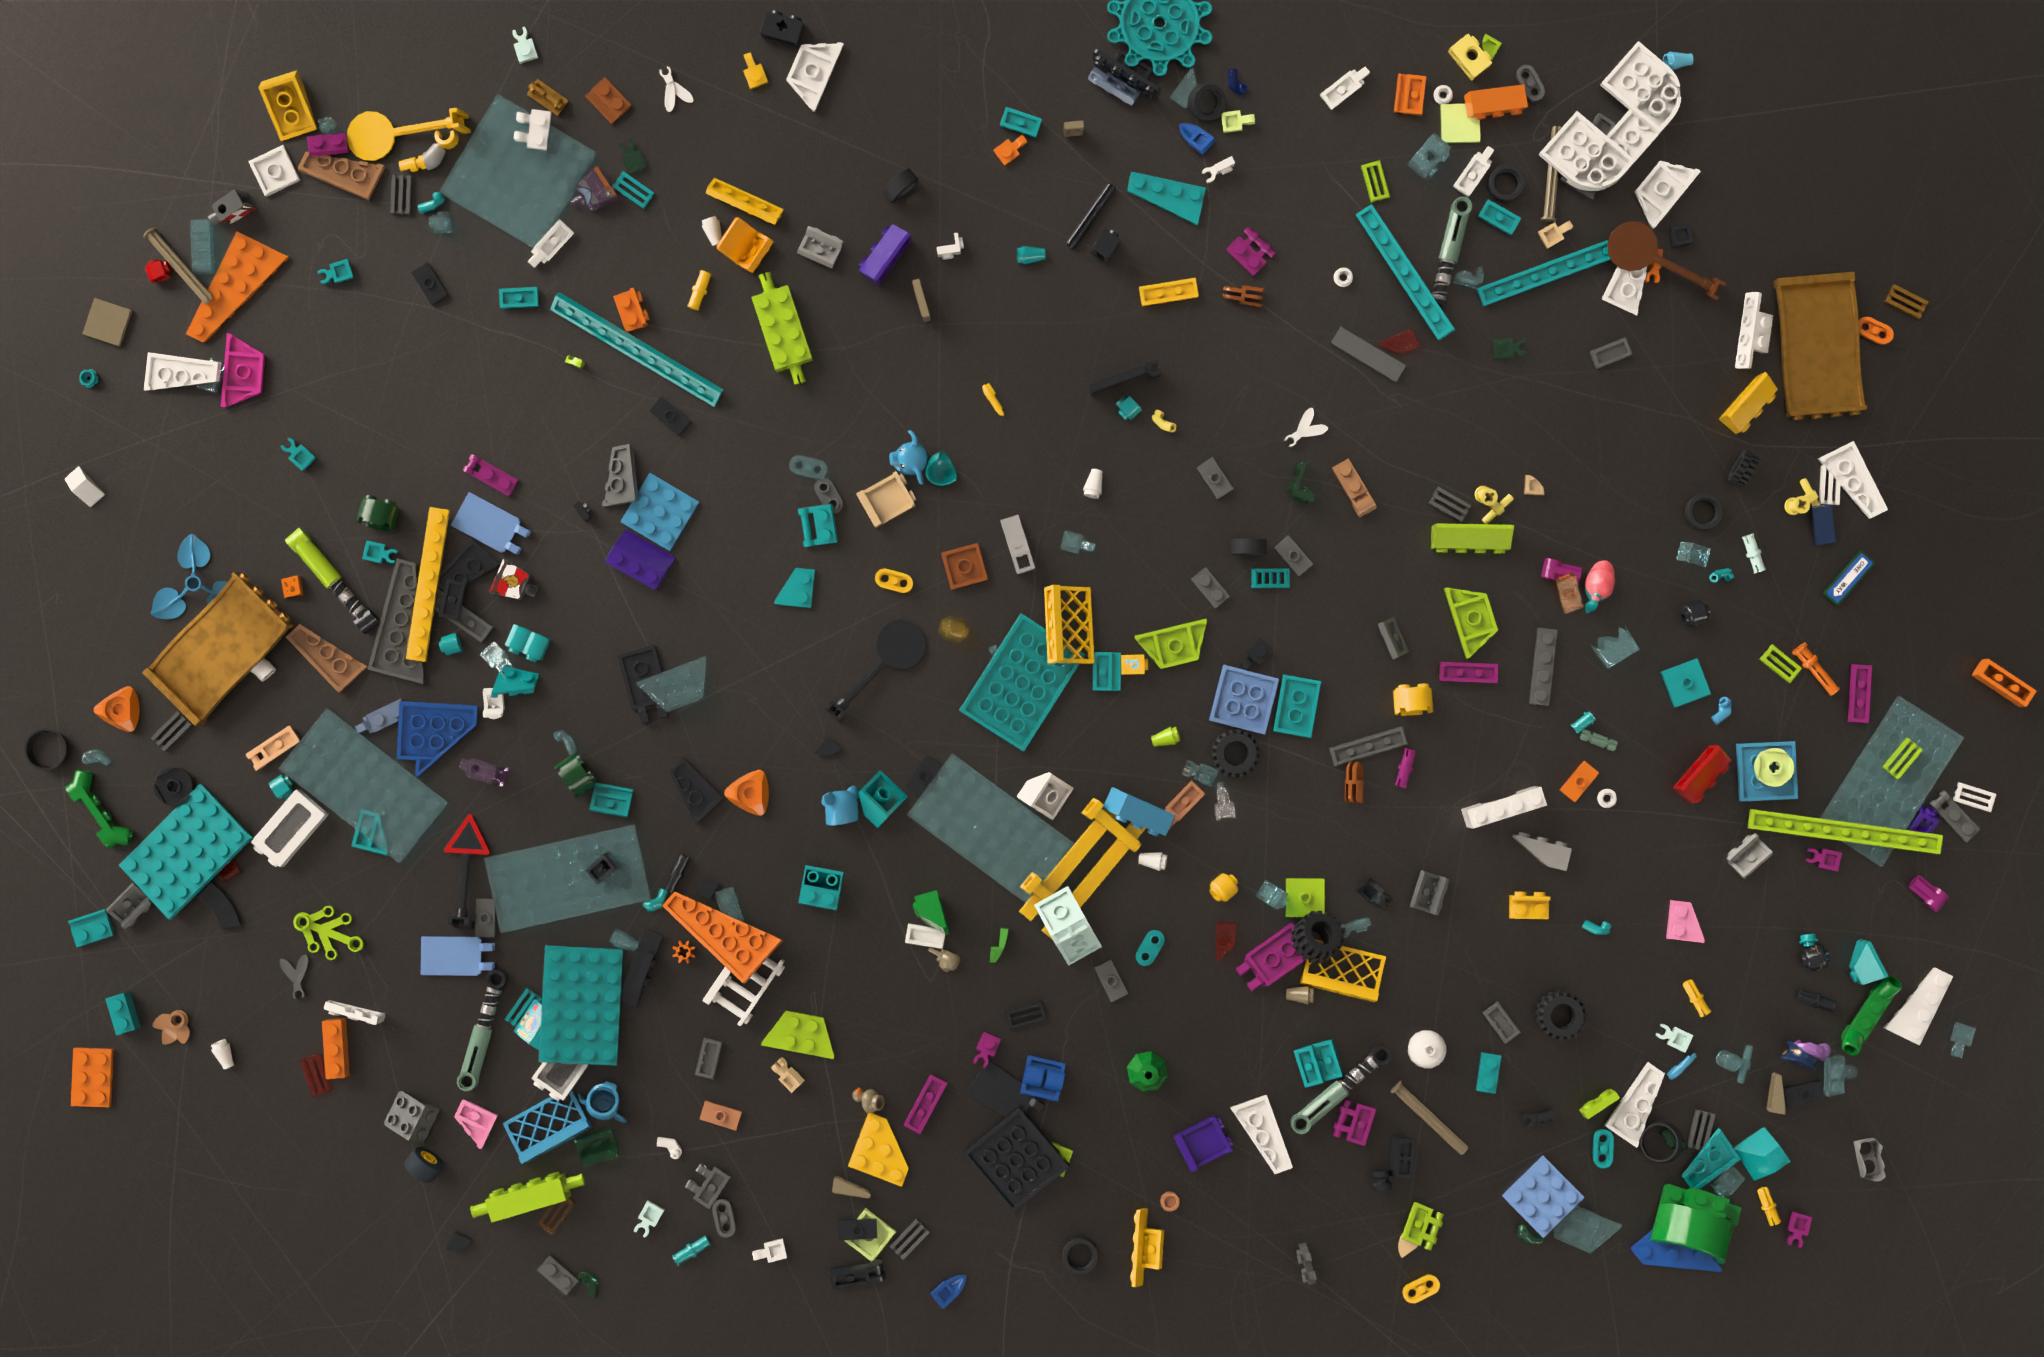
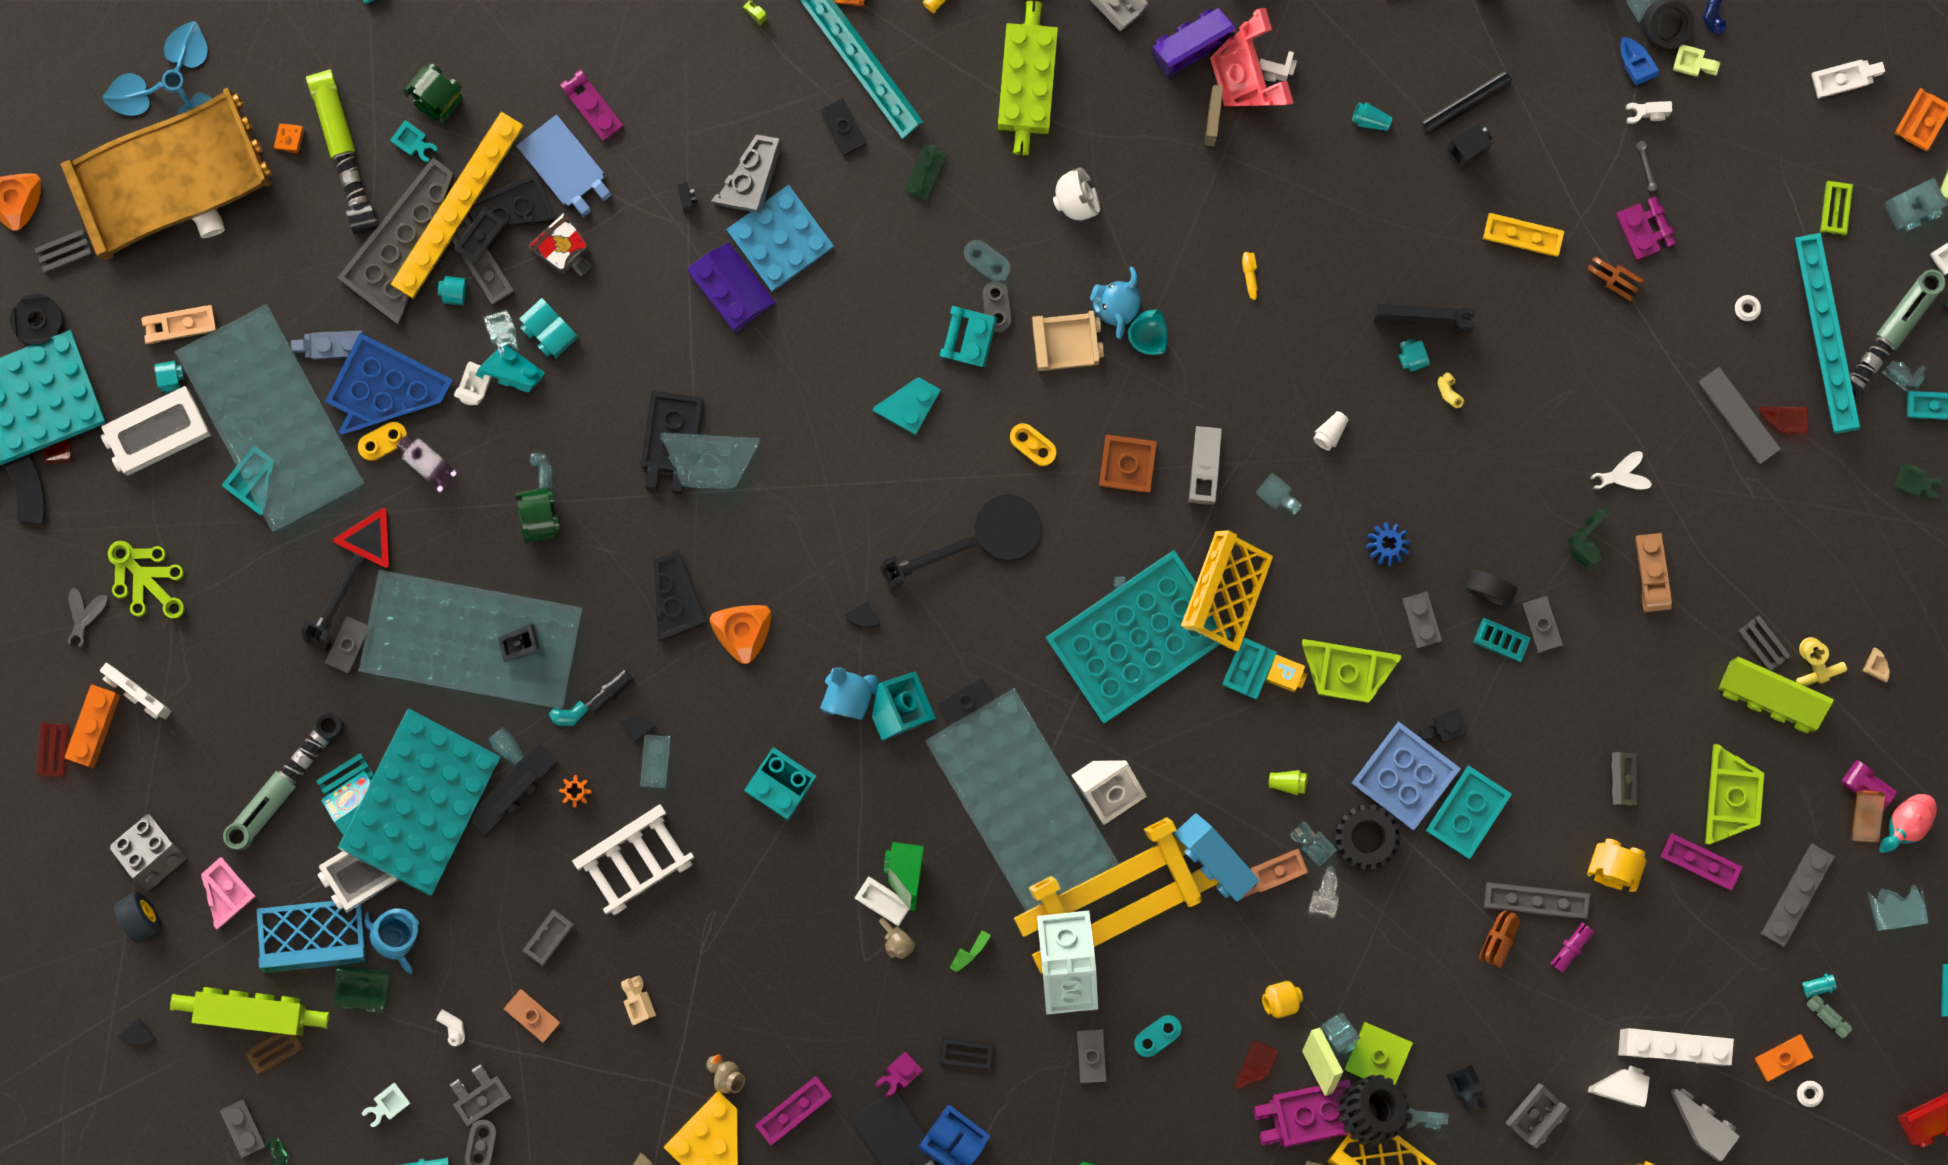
camera: 20 degrees right, 5 degrees down
(327, 659) = (295, 249): medium nougat wing -> none
(447, 768) = (383, 444): none -> yellow plate
(454, 955) = (288, 675): medium blue tile -> none
(611, 800) = (566, 565): teal plate -> none
(731, 941) = (640, 801): orange wing -> none
(740, 423) = (925, 171): none -> clear green hinge
(800, 1034) = (675, 957): lime wing -> none
(850, 396) = (1076, 196): none -> white cylinder
(926, 261) = (1239, 68): none -> coral wing
(953, 629) = (1081, 535): clear yellow head -> none
(1153, 860) = (1208, 928): white cone -> none
(1163, 539) = (1388, 535): none -> blue gear
(1174, 196) = (1573, 117): teal wing -> none
(1214, 478) = (1484, 487): dark grey plate -> none
(1224, 195) = (1641, 147): none -> dark grey hinge
(1269, 919) = (1322, 1061): none -> yellowish green tile
(1479, 848) = (1624, 1086): none -> white slope

